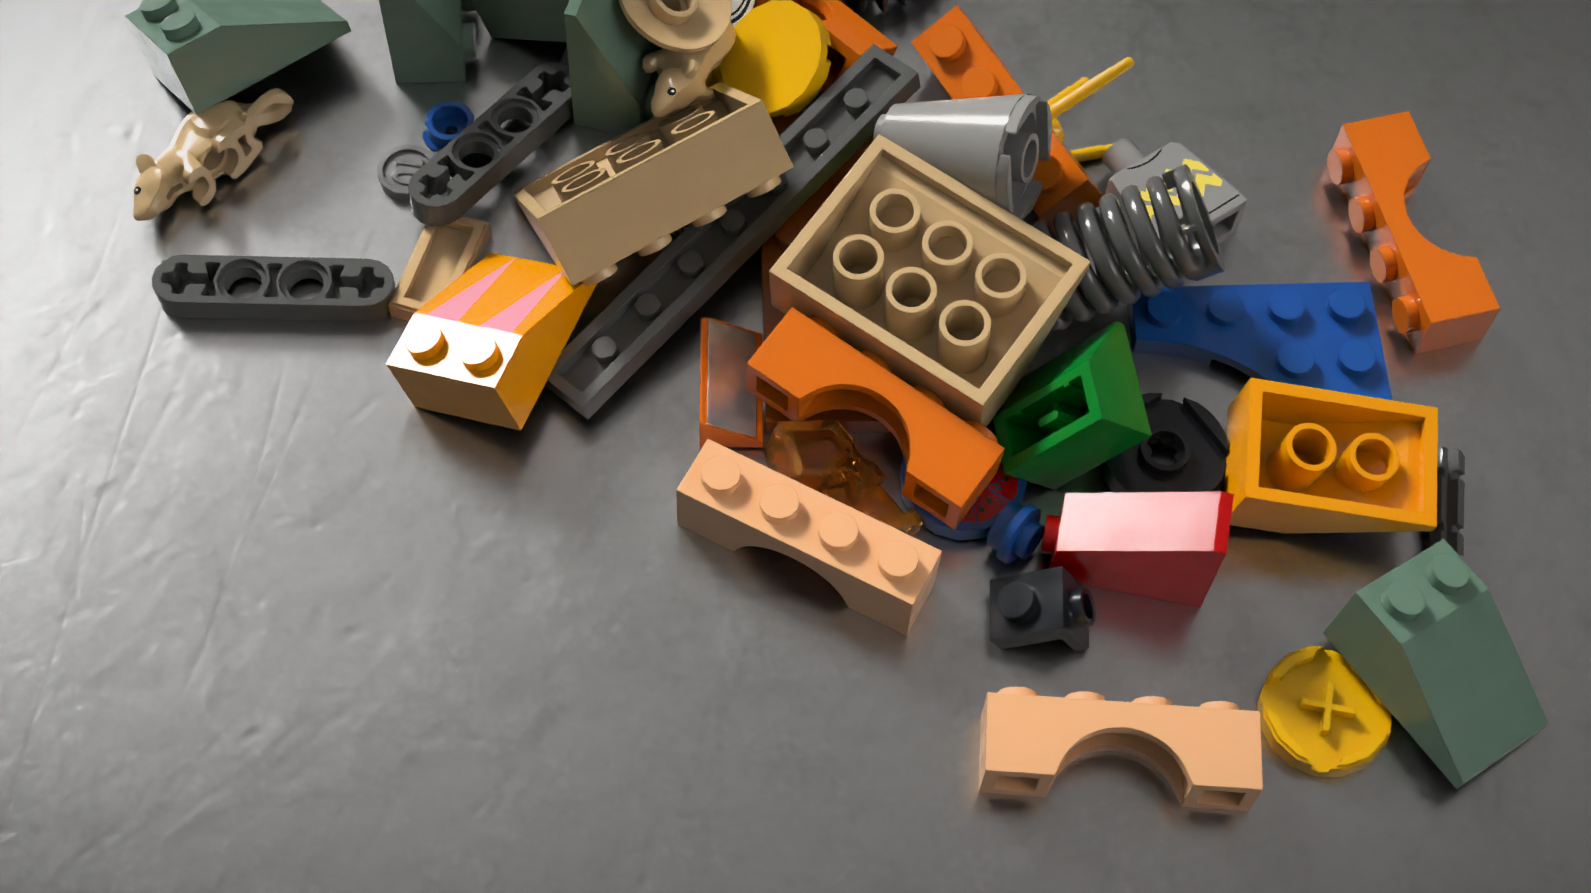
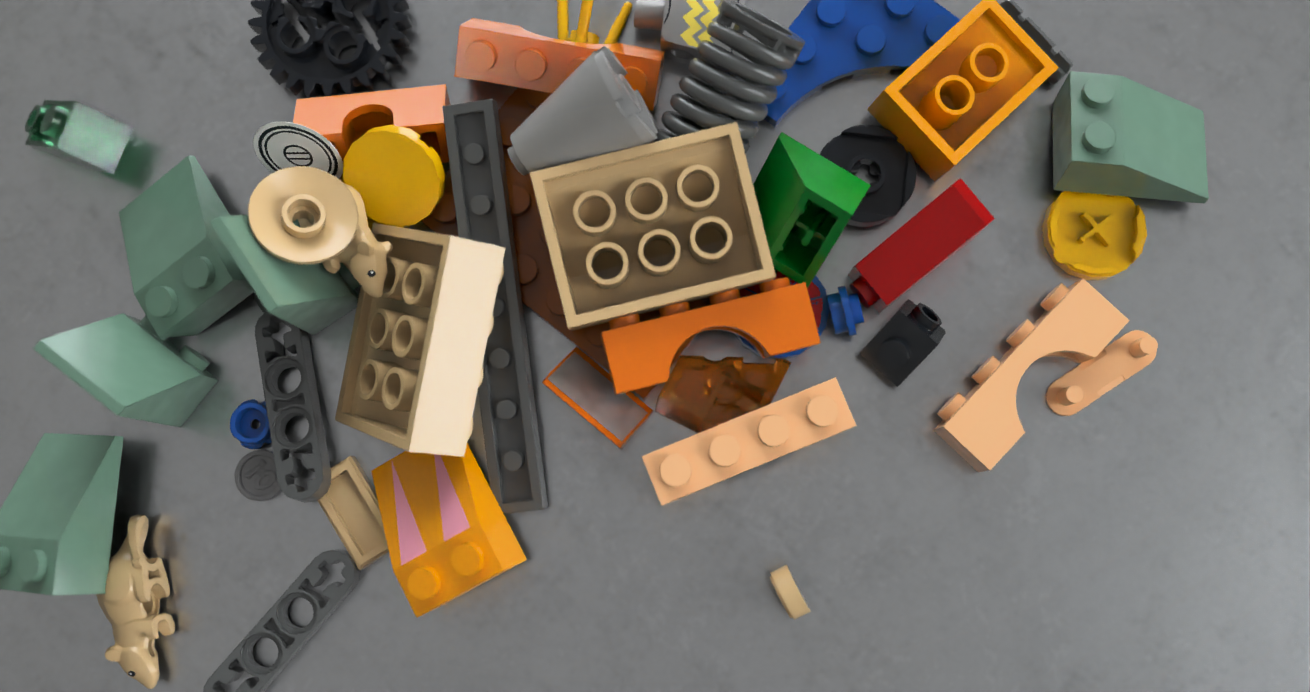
camera: 40 degrees left, 20 degrees up
(694, 689) = (789, 592): none -> tan tile
(1192, 834) = (1102, 373): none -> light nougat piece

